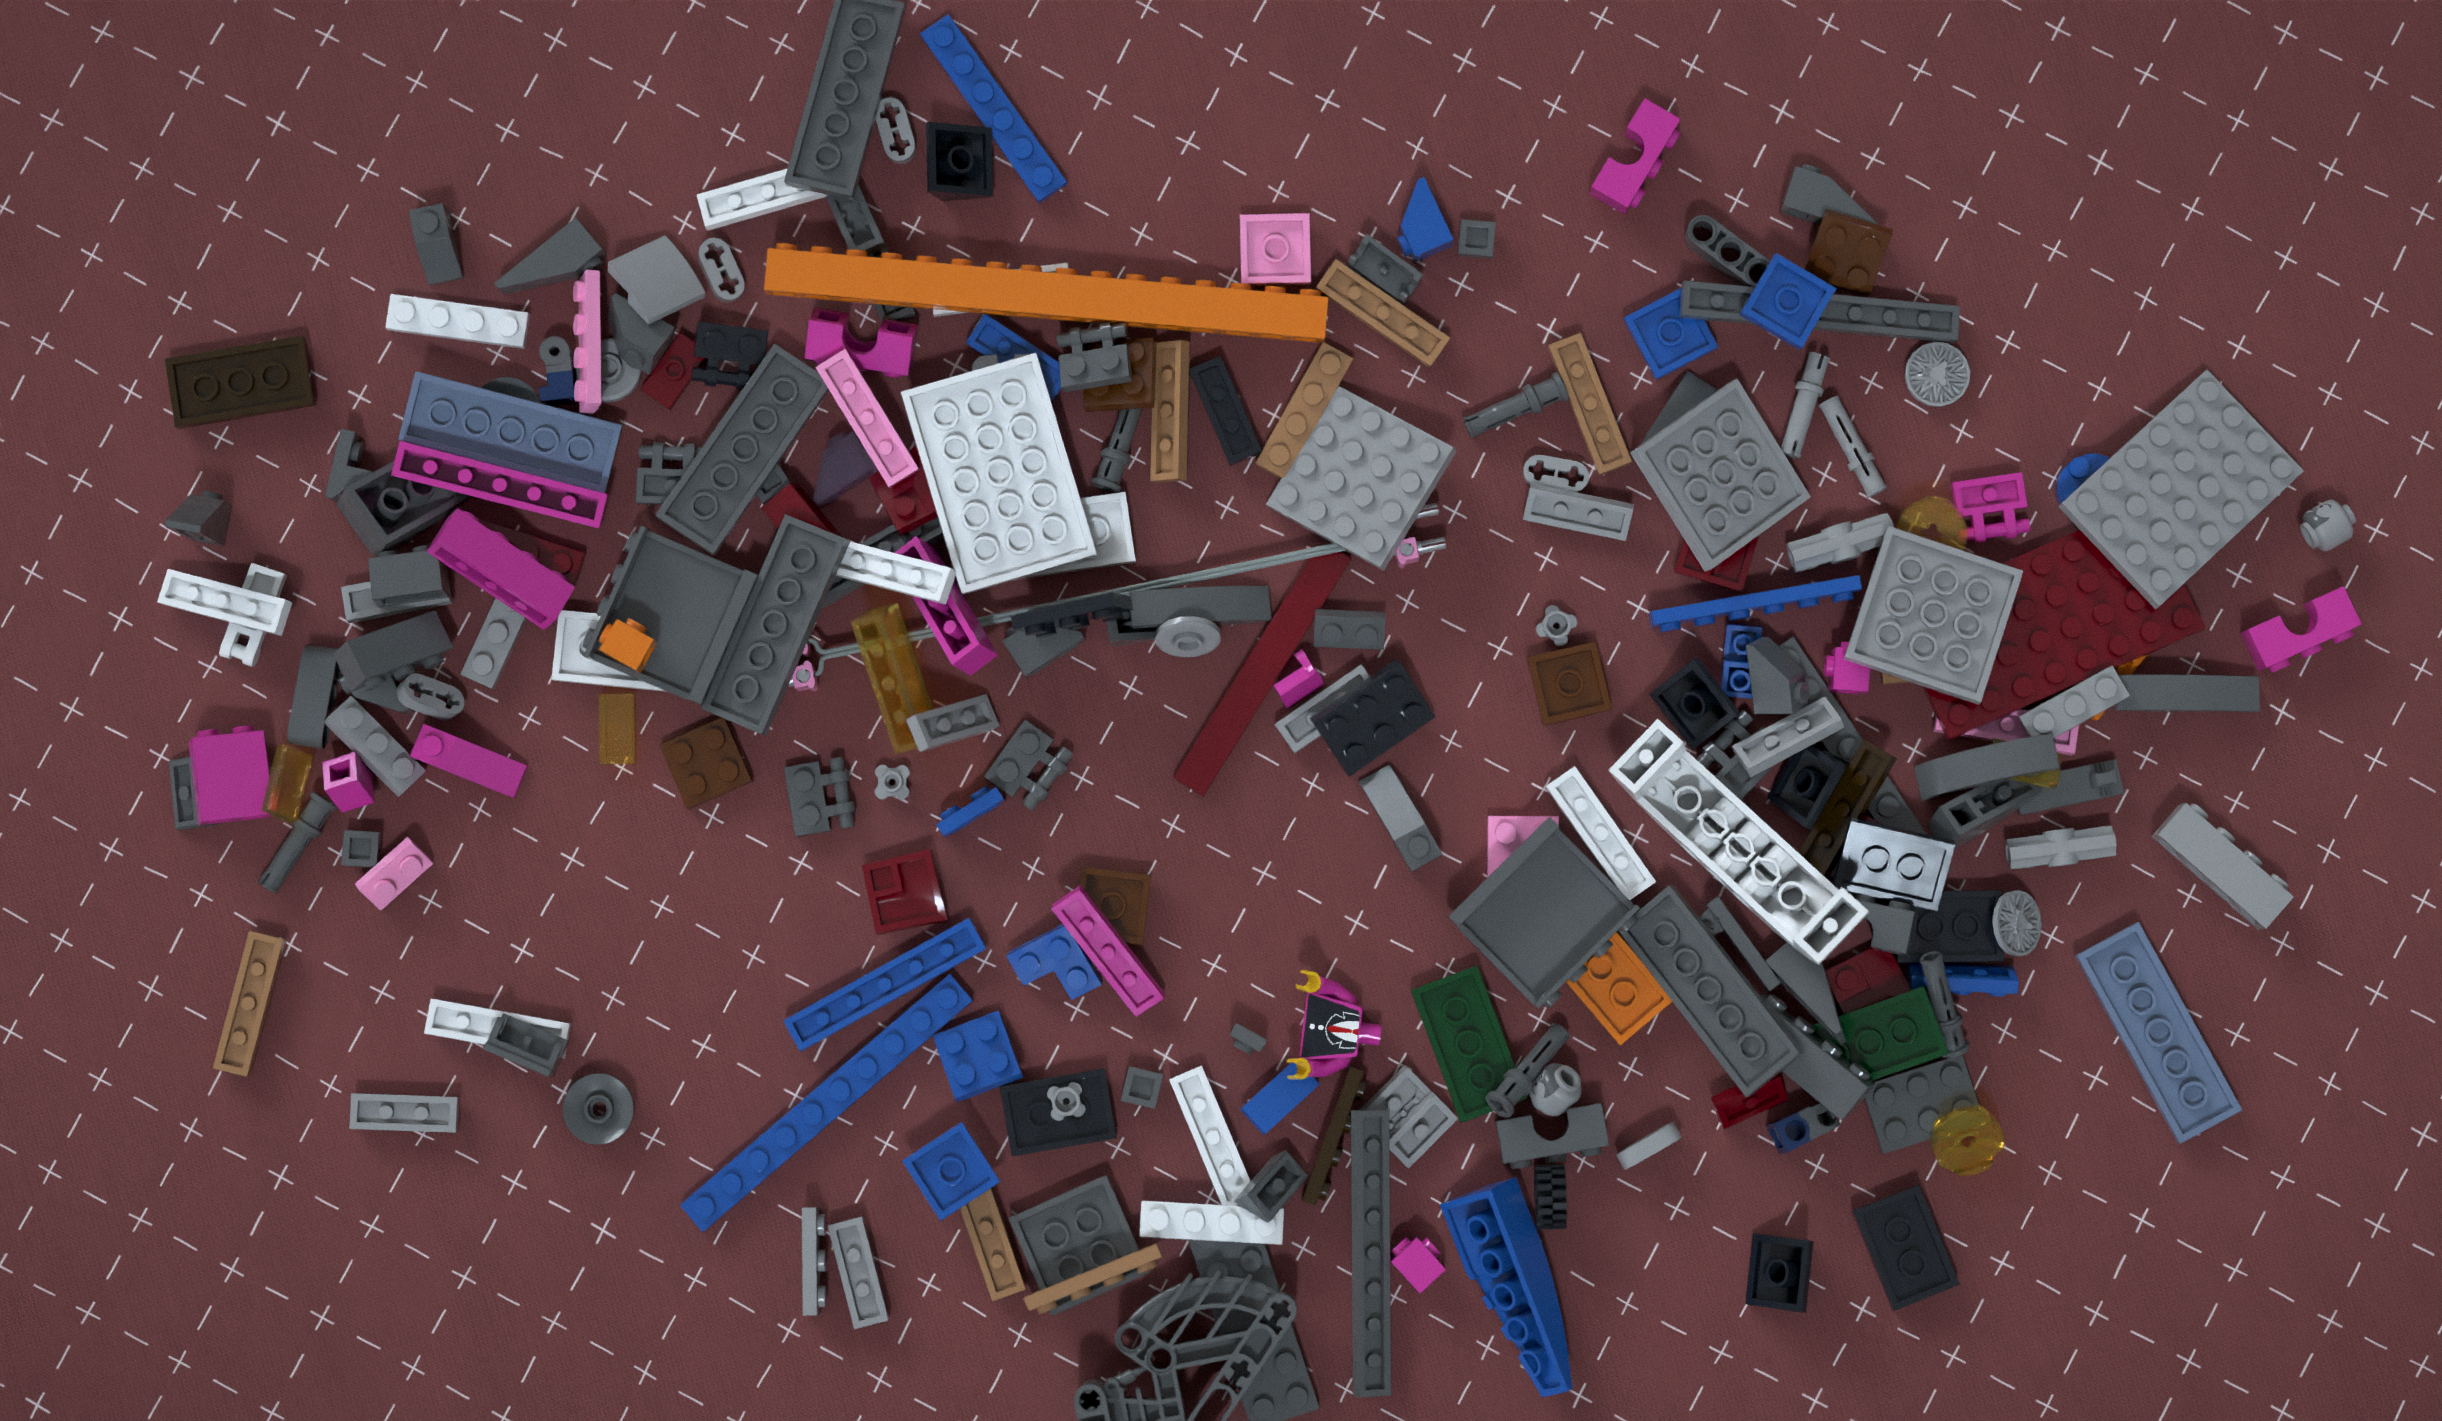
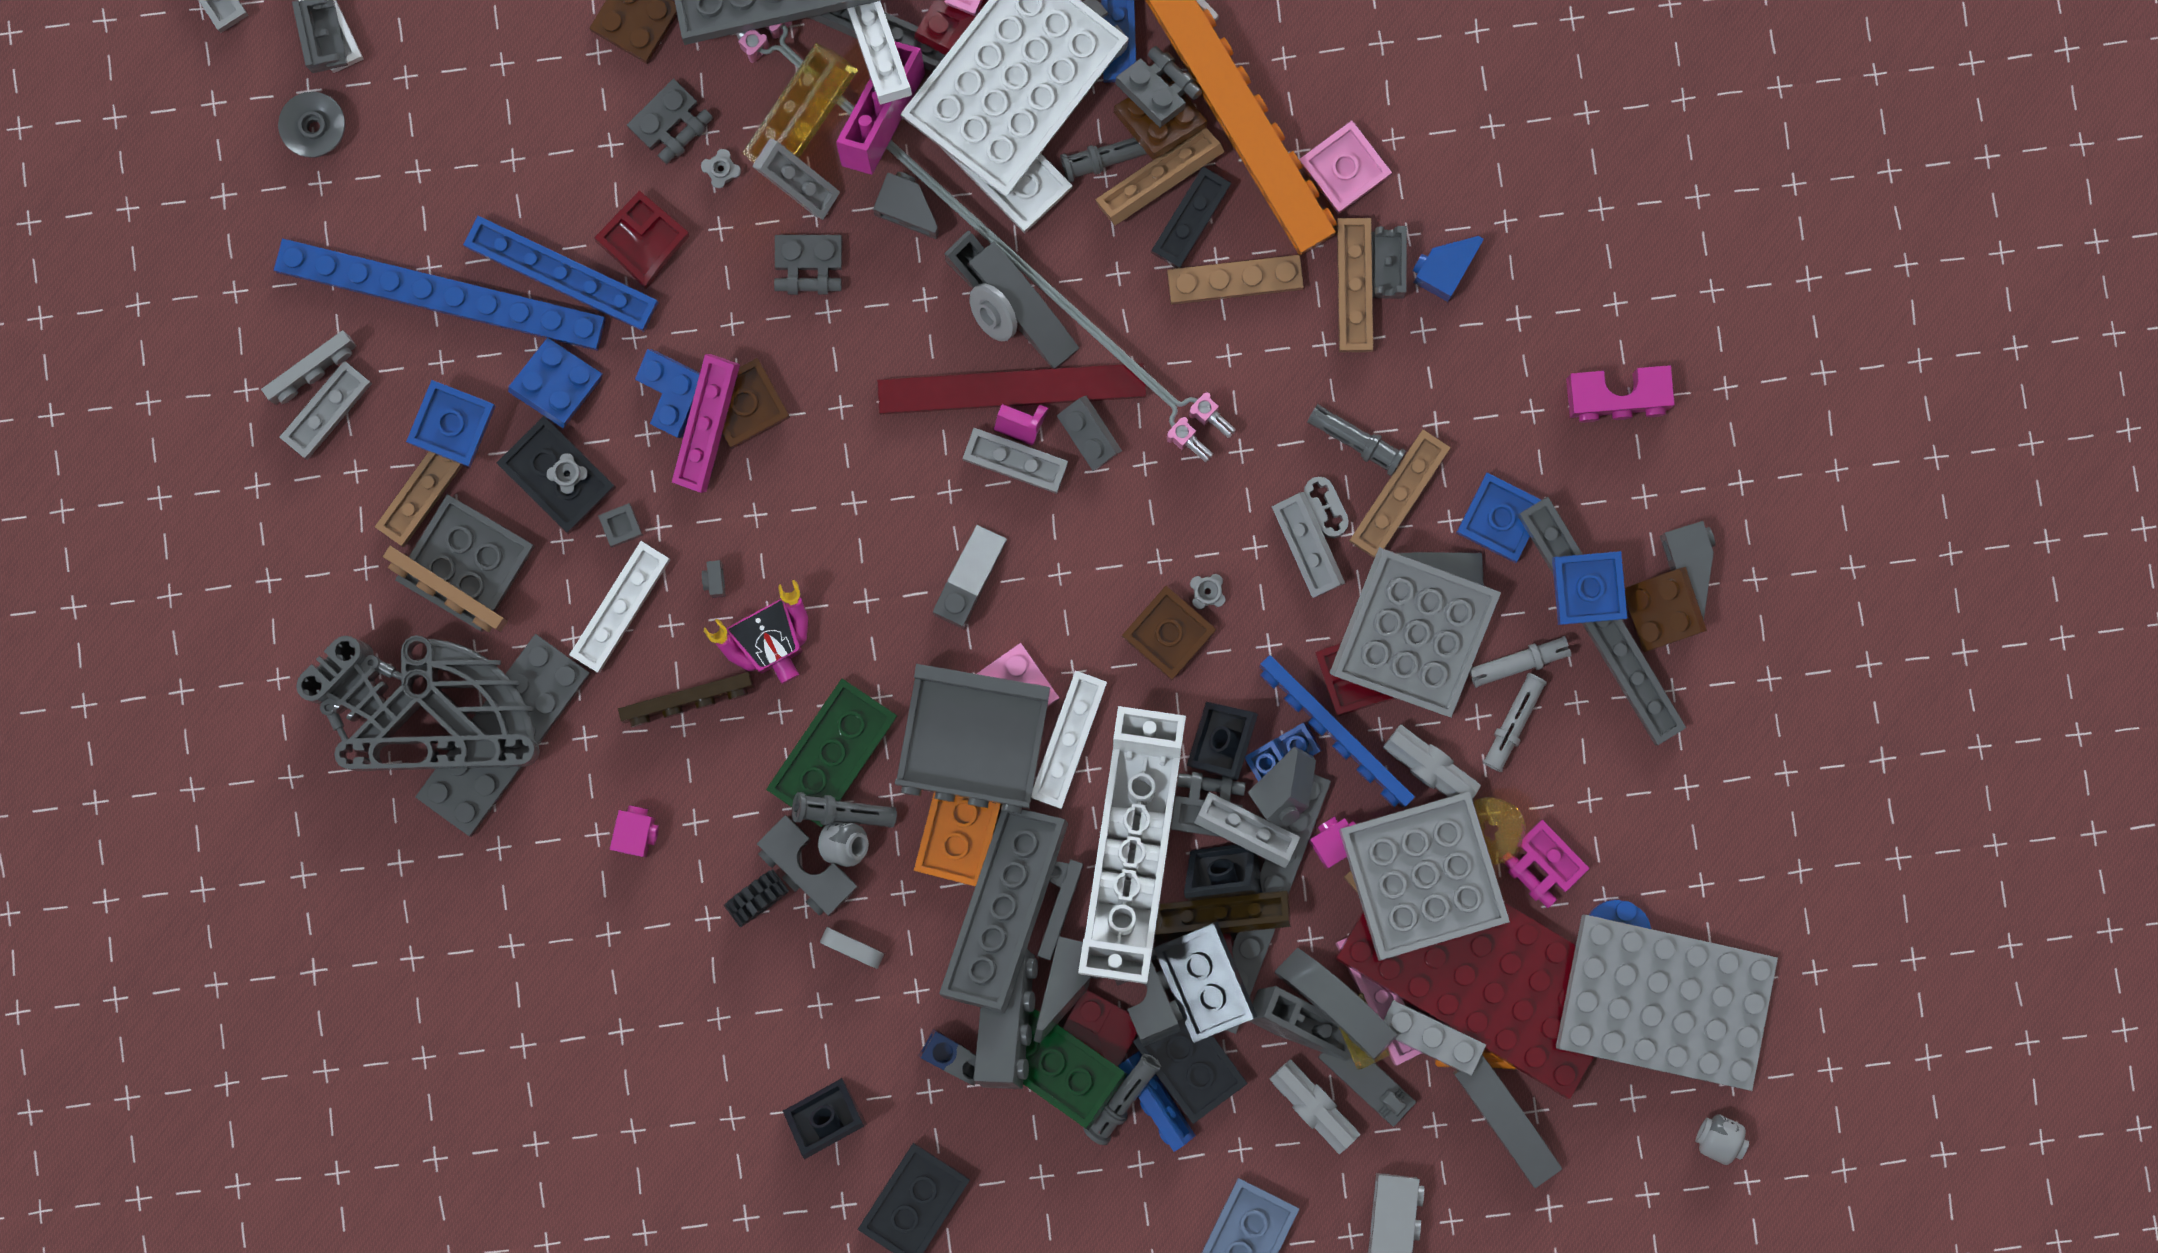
camera: 50 degrees right, 0 degrees up
(957, 818) = (727, 237): blue plate -> none
(1072, 614) = (943, 208): black plate -> none
(1208, 1223) = (552, 651): white plate -> none
(1272, 1186) = (612, 678): dark grey slope -> none
(1278, 1099) = (684, 636): blue slope -> none
(1361, 478) = (1213, 358): light grey plate -> none
(1370, 1253) = (615, 790): dark grey plate -> none
(1372, 717) = (1032, 499): black plate -> none
(1415, 1115) = (742, 744): light grey slope -> none
(1476, 239) = (1466, 315): dark grey plate -> none
(1510, 1265) = (685, 902): blue wedge -> none
(1720, 238) = (1600, 503): dark grey beam -> none
(1734, 1107) = (926, 994): dark red plate -> none
(1911, 1101) = (1036, 1139): dark grey plate -> none
(1937, 374) = (1620, 749): light grey wheel -> none
(1957, 1125) = (1040, 1179): clear yellow plate -> none
(2017, 923) = (1230, 1113): light grey wheel -> none
(2329, 617) = (1649, 1193): dark pink arch -> none

